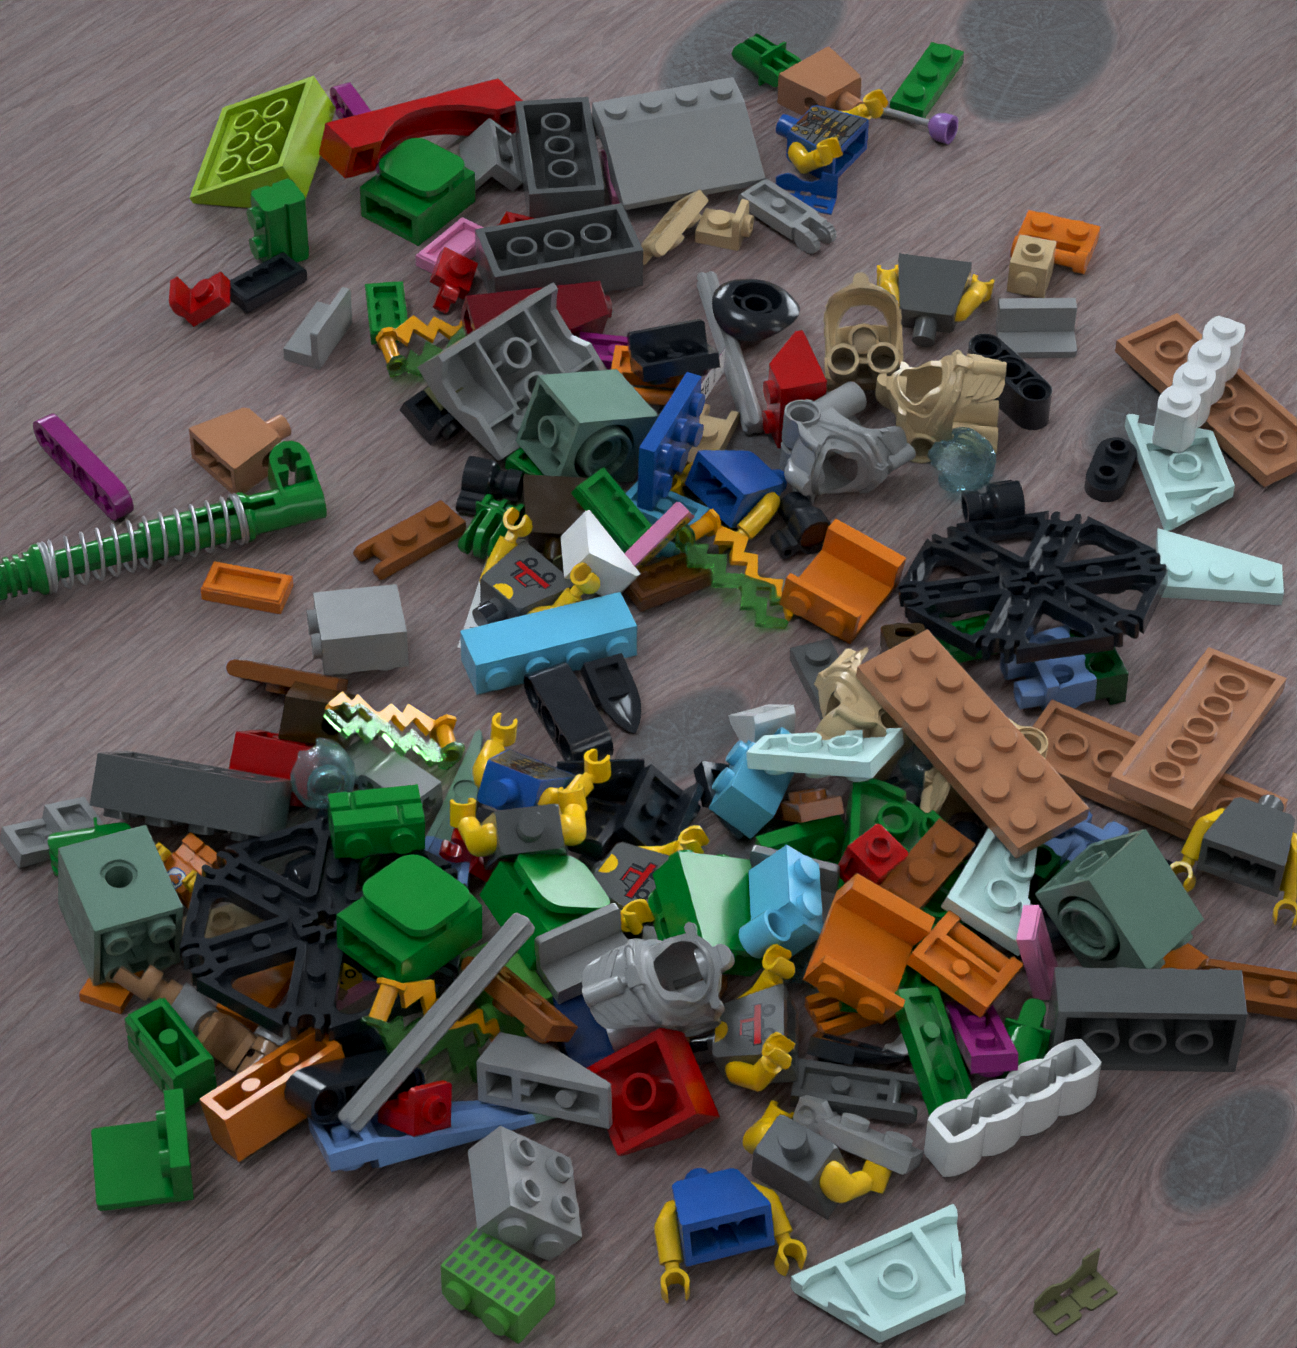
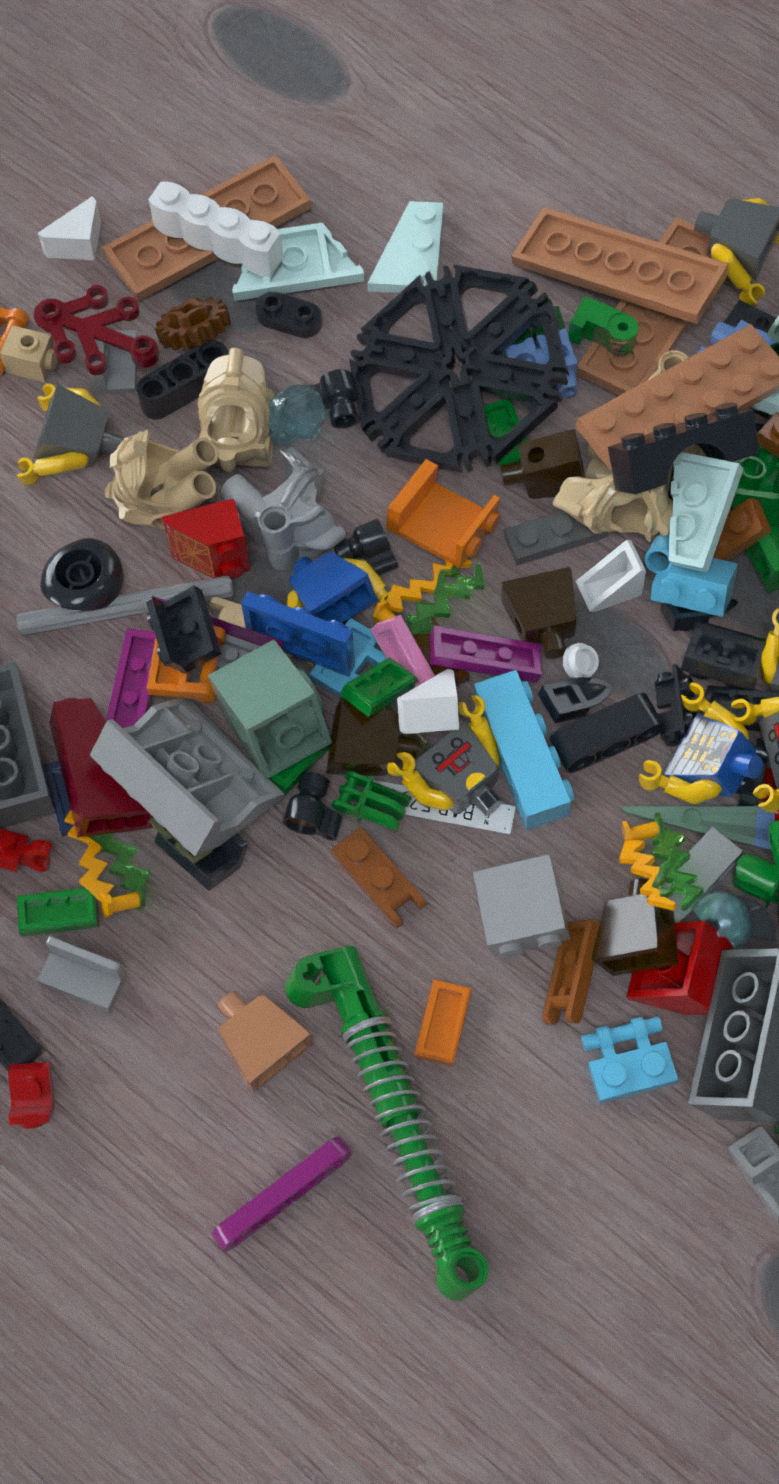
camera: 85 degrees left, 20 degrees up
(177, 728) = (631, 1071): none -> medium azure plate
(659, 696) = (580, 660): none -> white plate
(661, 609) = (484, 653): none -> magenta plate
(722, 665) = (542, 609): none -> dark brown torso
(916, 759) = (645, 460): none -> black arch
(1067, 270) = (94, 328): none -> dark red plant
(1078, 380) = (192, 323): none -> reddish brown gear
(1103, 708) = (603, 326): none -> green leg
(1198, 295) = (74, 233): none -> white slope

